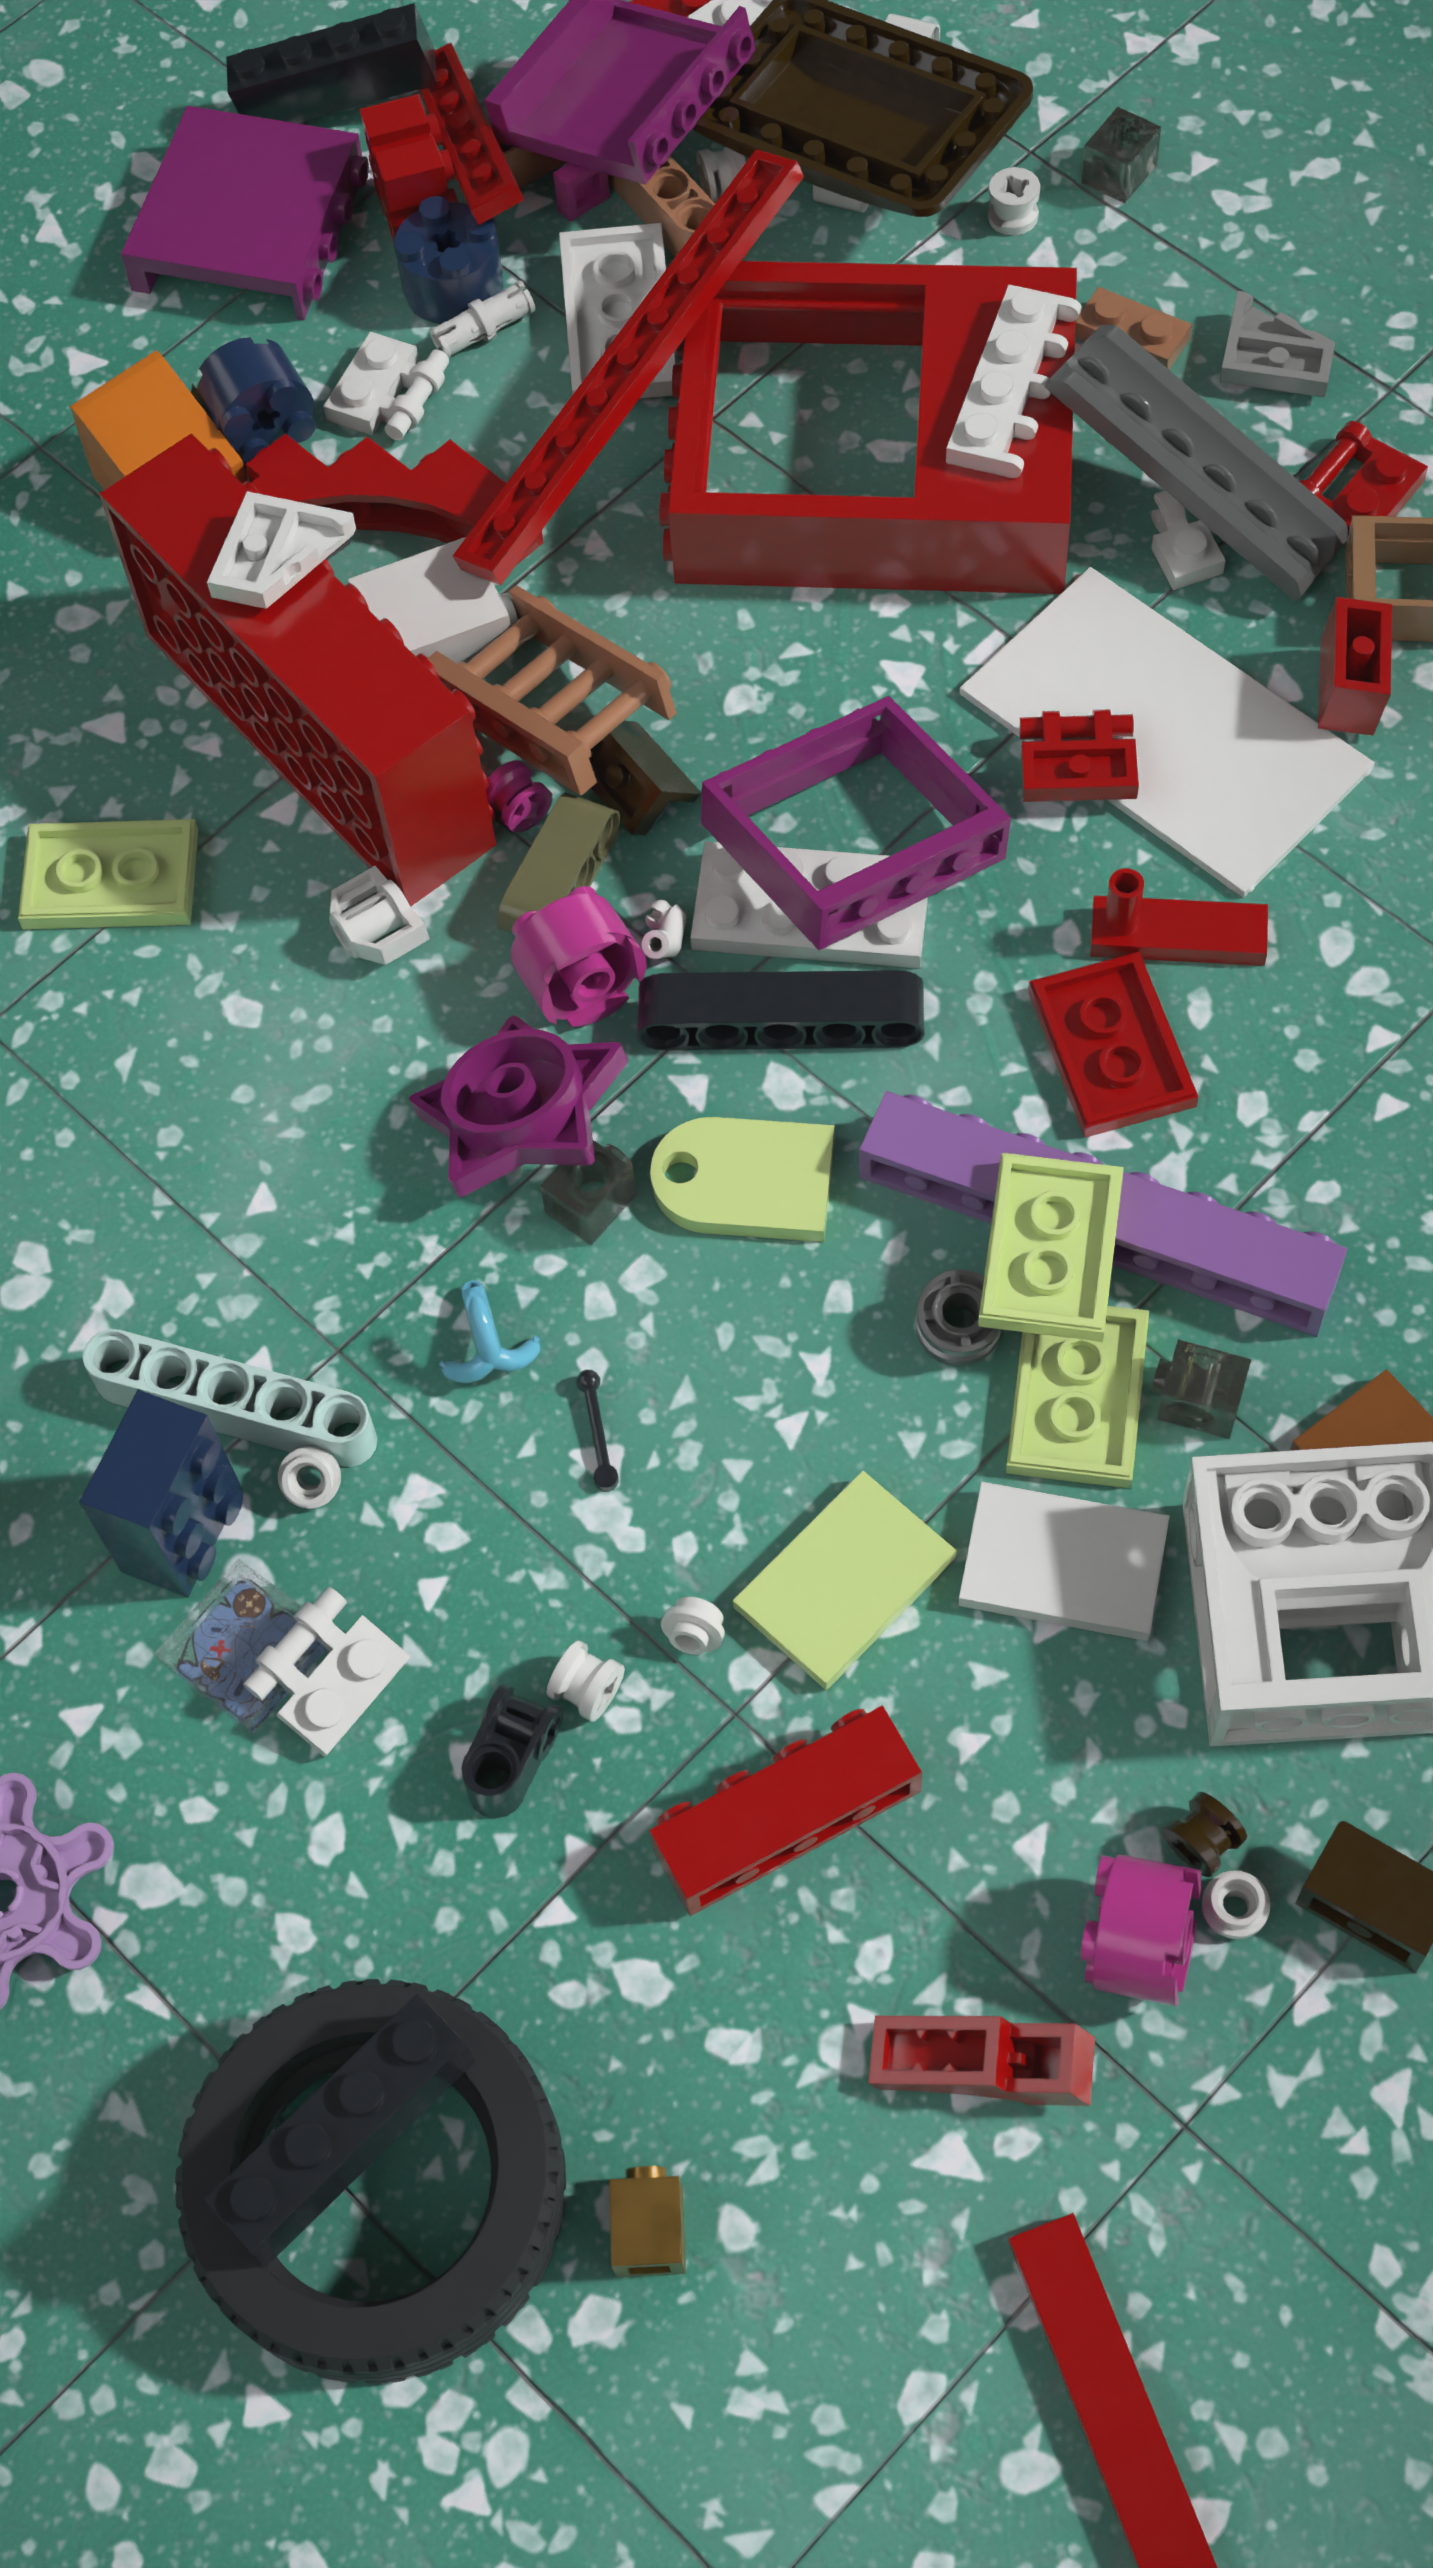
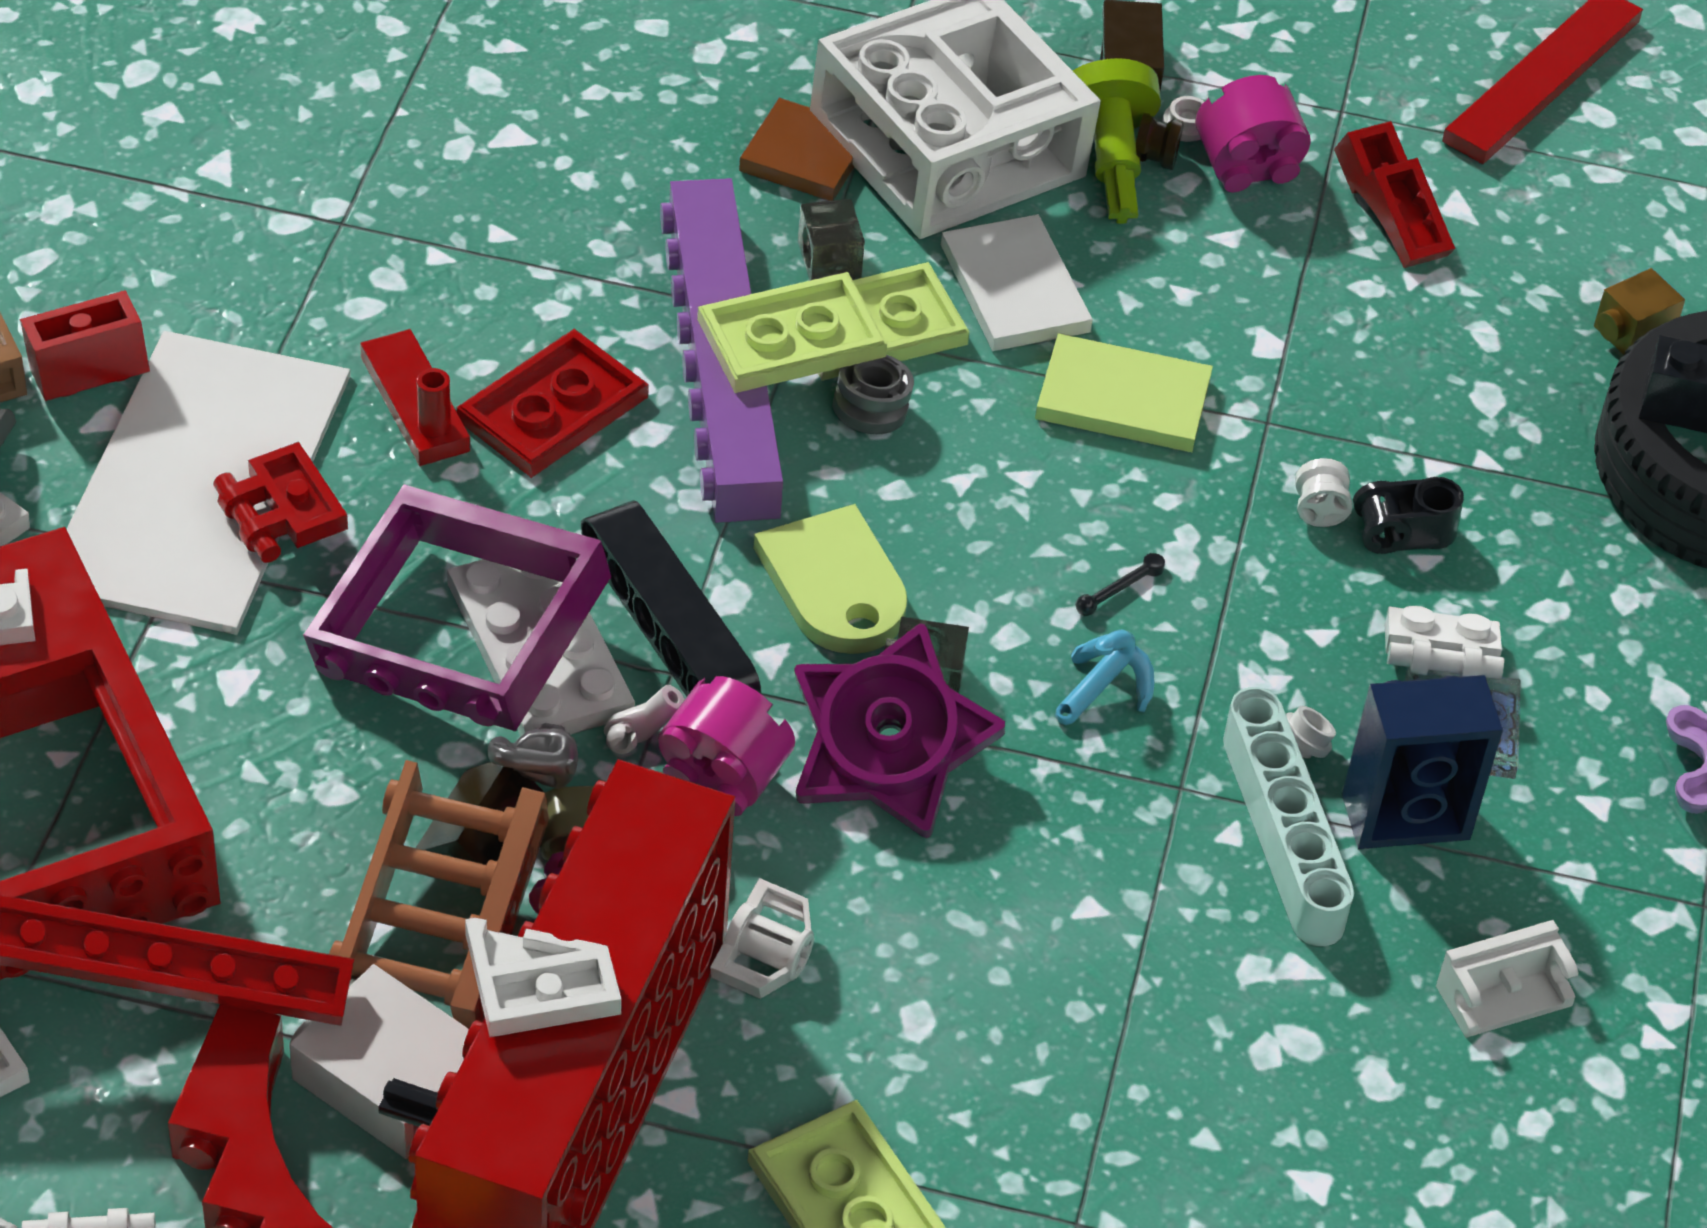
camera: 130 degrees left, 15 degrees down
(640, 810) = (539, 755): none -> flat silver piece
(693, 1625) = (1232, 451): white plate -> none
(785, 1808) = (1325, 339): red brick -> none
(1267, 1784) = (1125, 93): none -> lime piece

